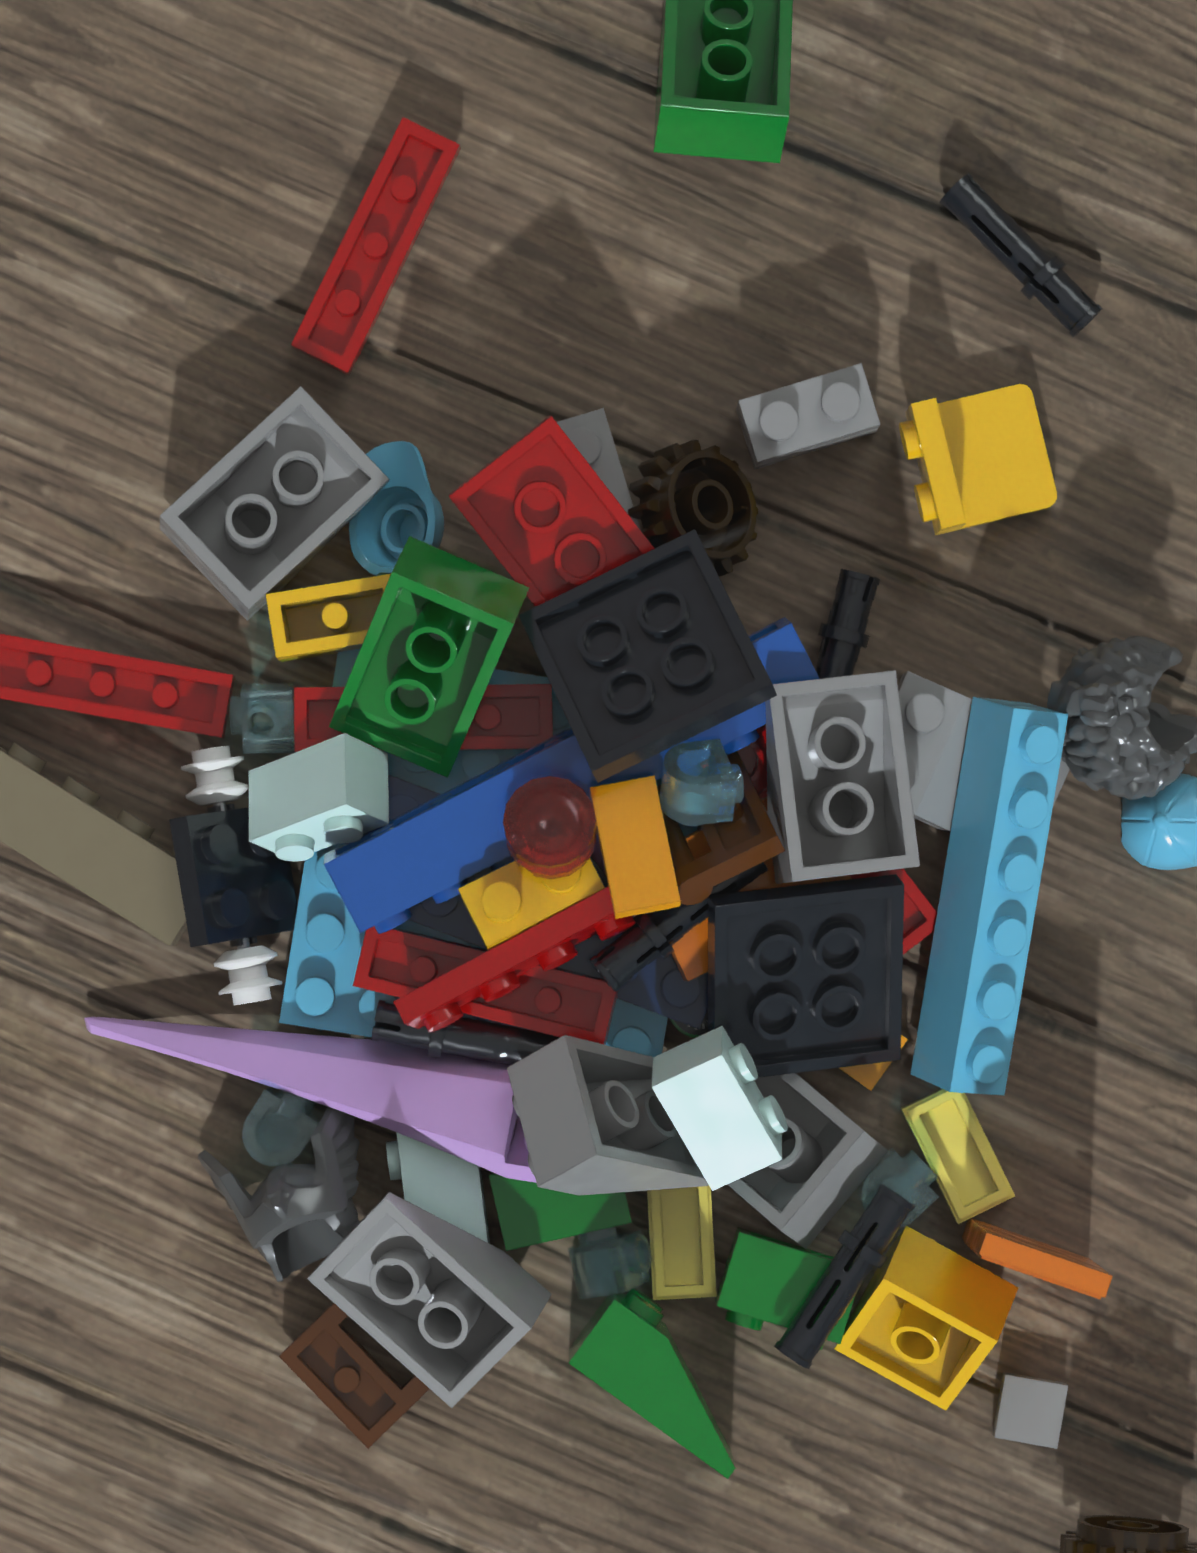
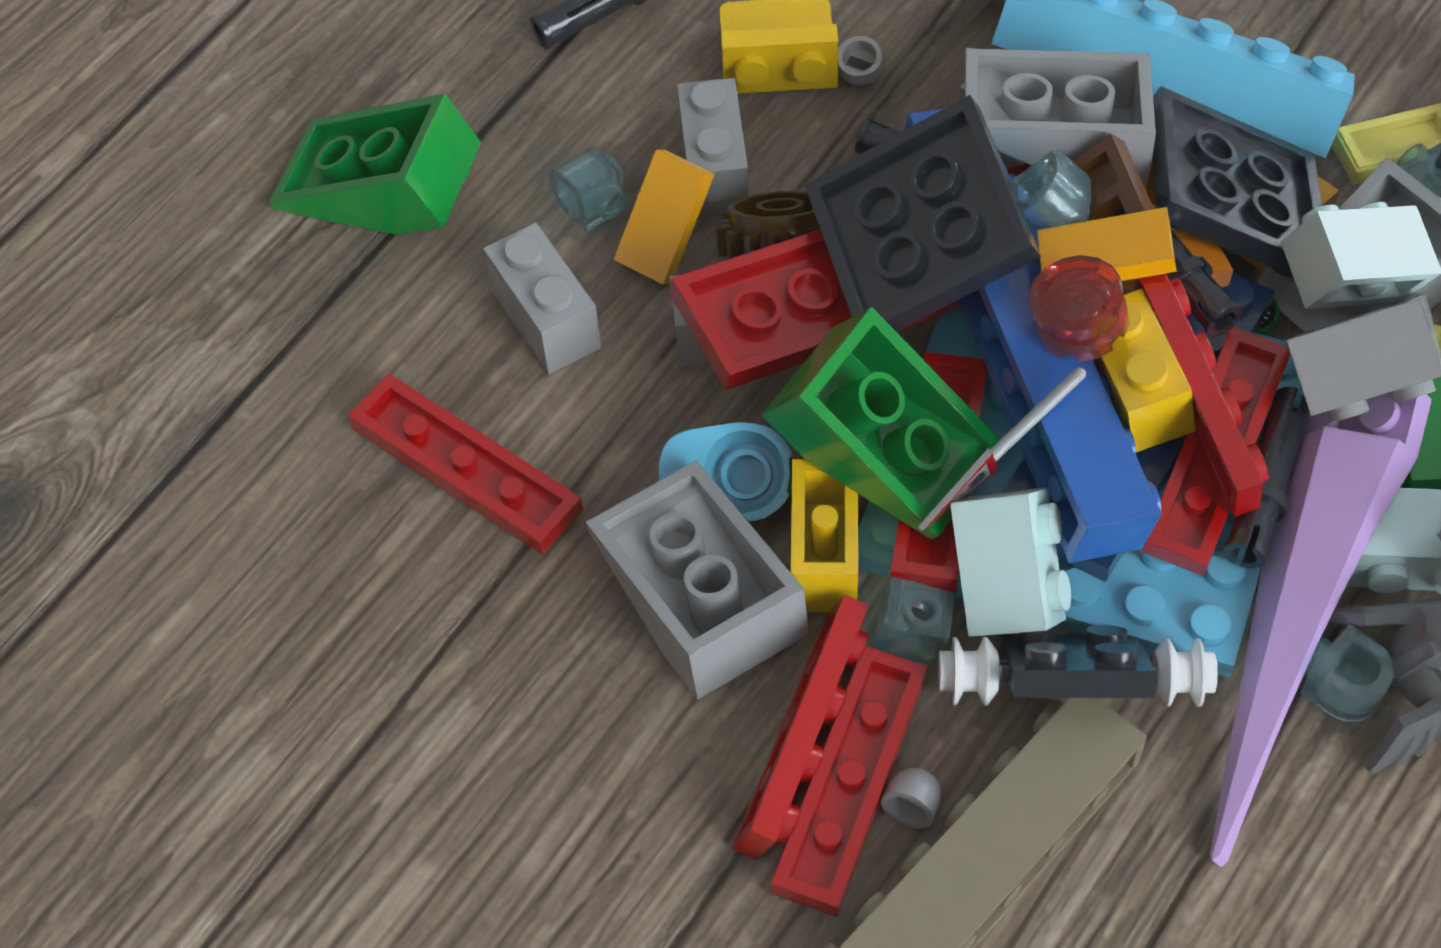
camera: 75 degrees left, 30 degrees down
(97, 744) = (912, 798): none -> light grey hinge
(116, 628) = (794, 752): none -> red plate
(380, 756) = (986, 464): none -> light grey piece
(578, 278) = (542, 298): none -> light grey brick
(695, 384) = (663, 216): none -> light orange tile
(739, 295) = (590, 188): none -> clear light blue plate
(952, 552) = (864, 54): none -> light grey hinge

